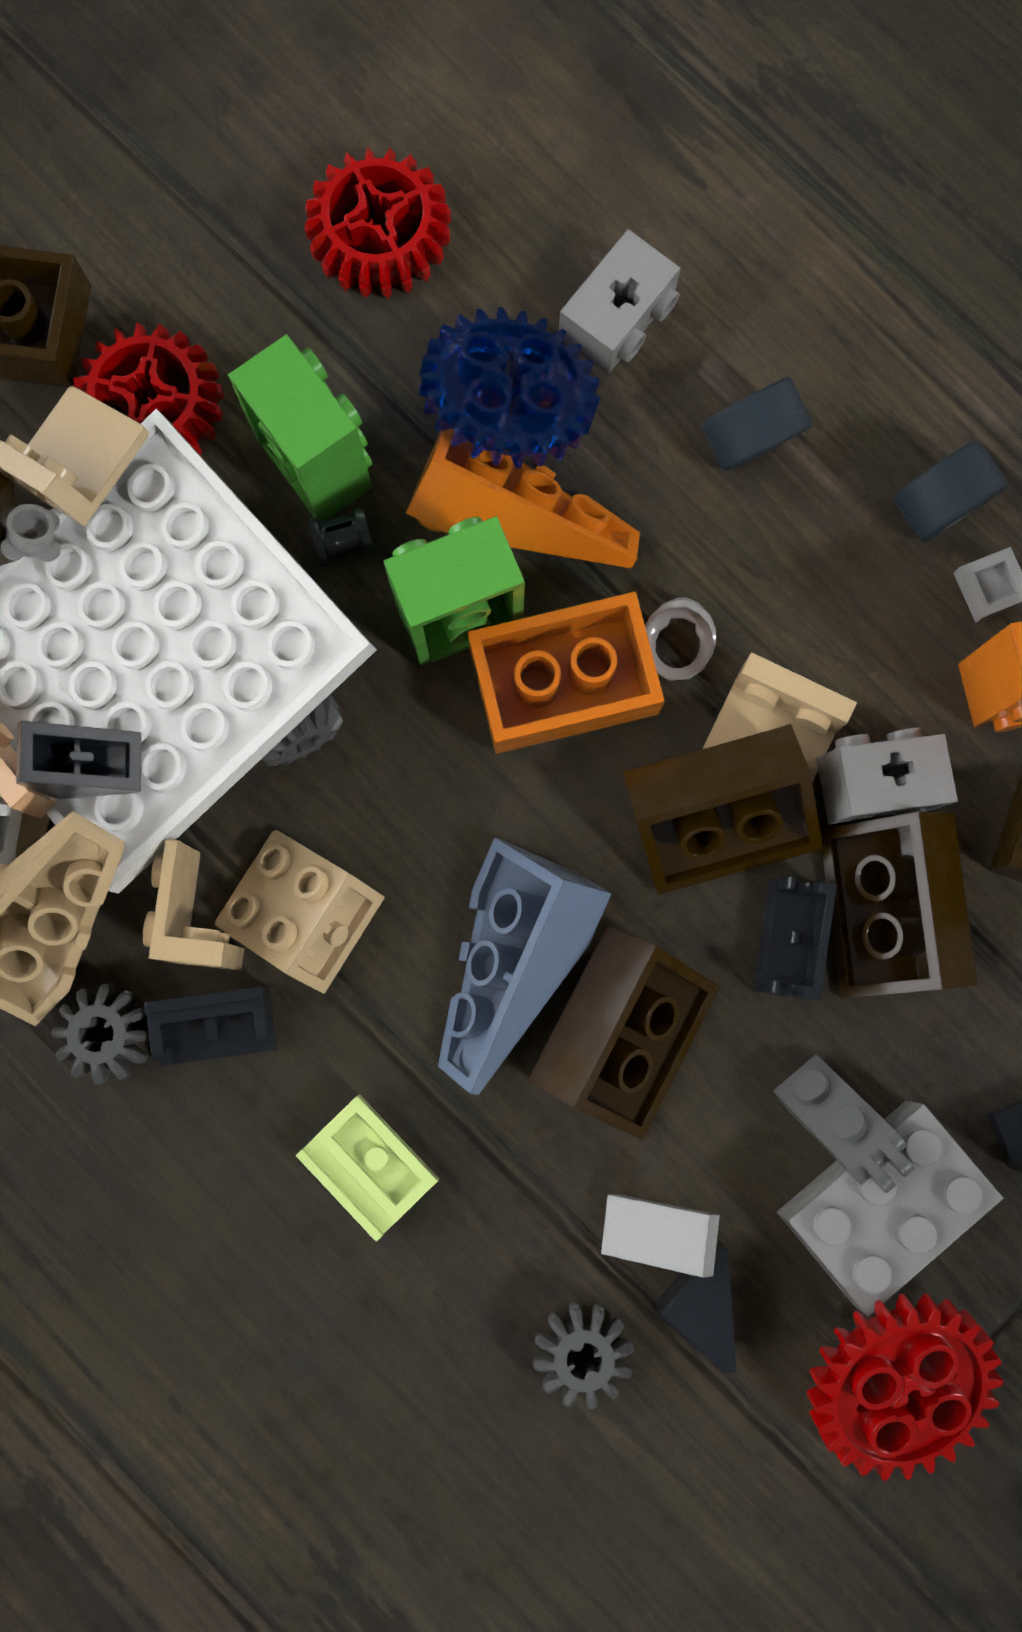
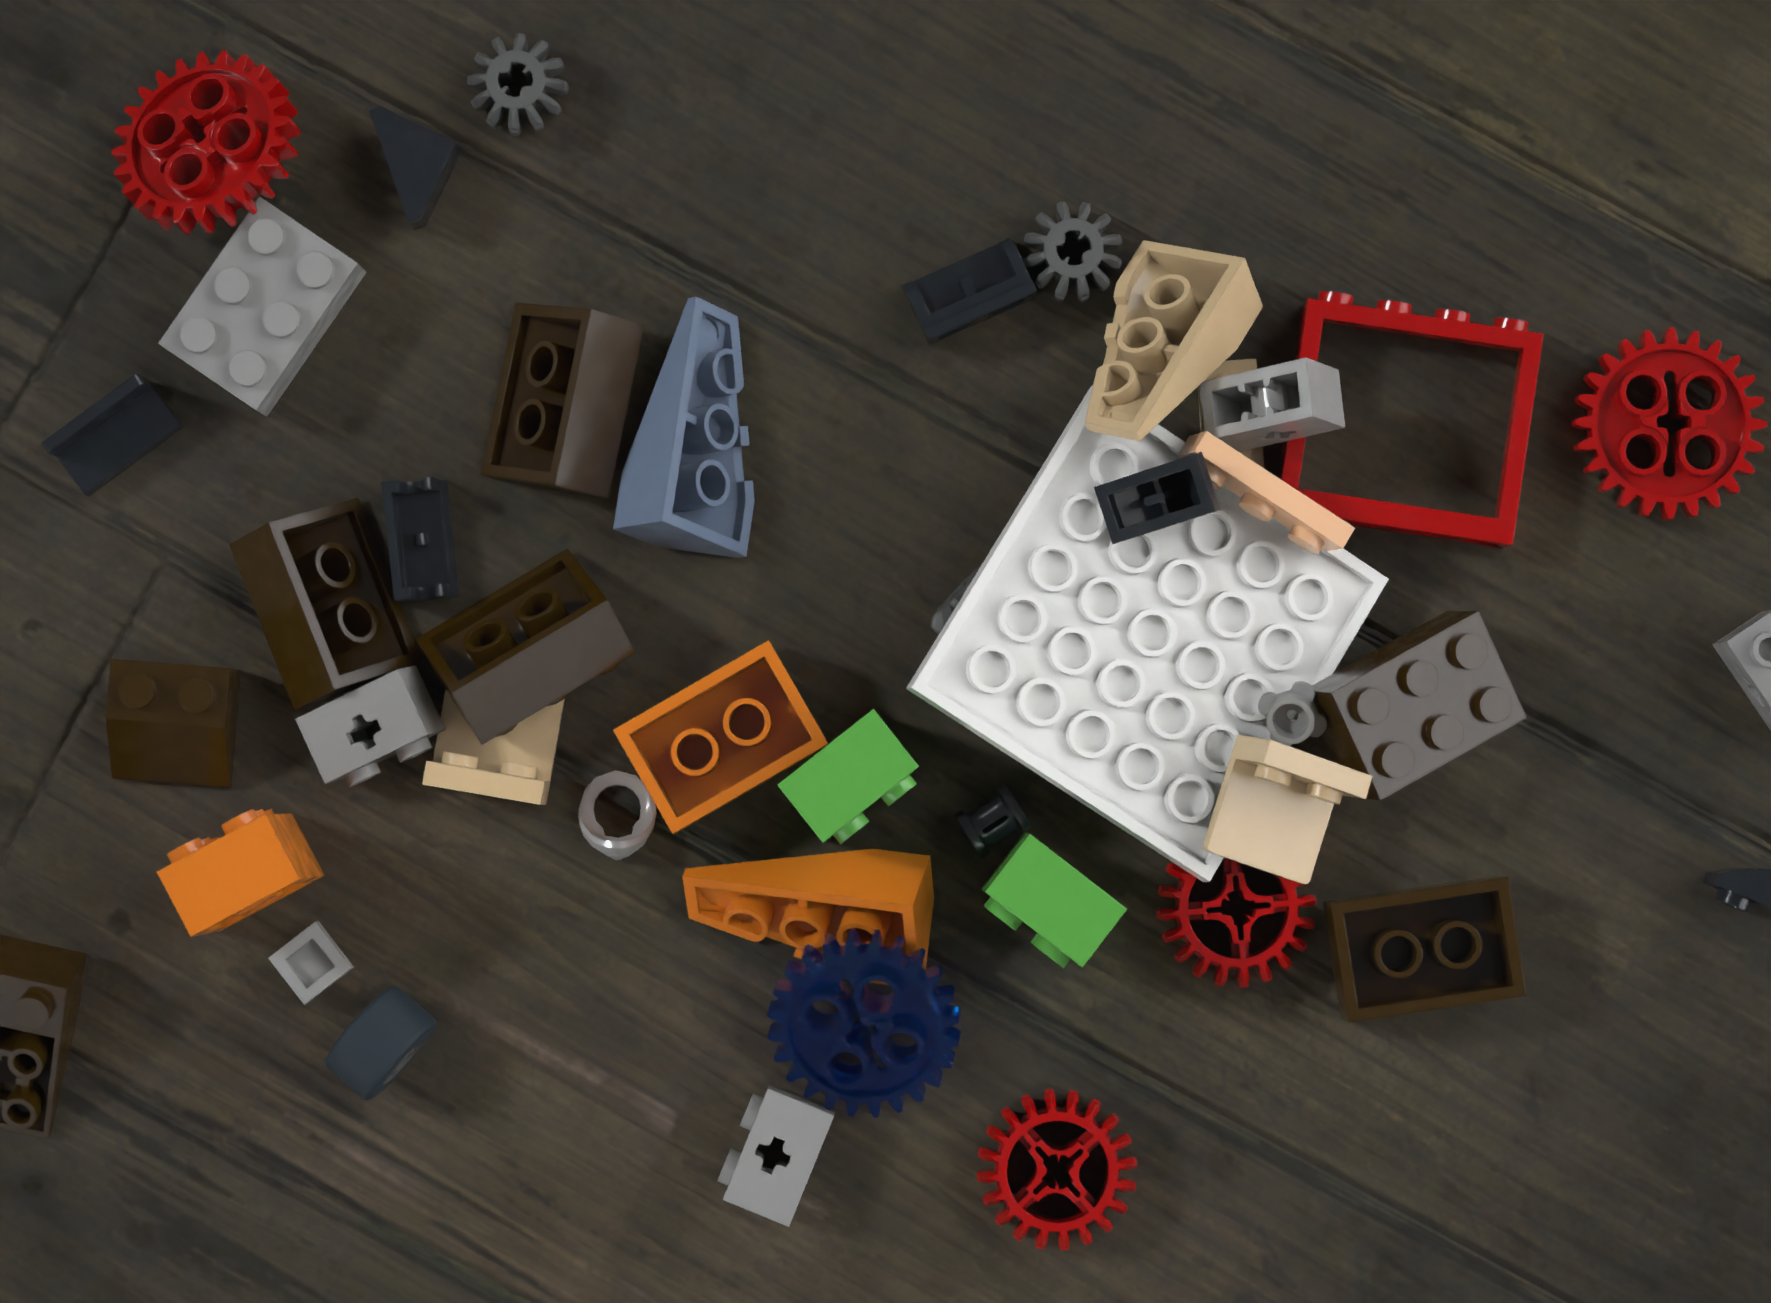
camera: 165 degrees right, 5 degrees up
(169, 927) = (996, 361): tan bracket -> none
(299, 911) = (921, 426): tan bracket -> none
(367, 1167) = (776, 199): yellowish green plate -> none
(660, 1235) = (475, 216): light grey tile -> none
(757, 424) = (598, 1058): black wheel -> none
(843, 1123) = (329, 372): dark grey hinge -> none

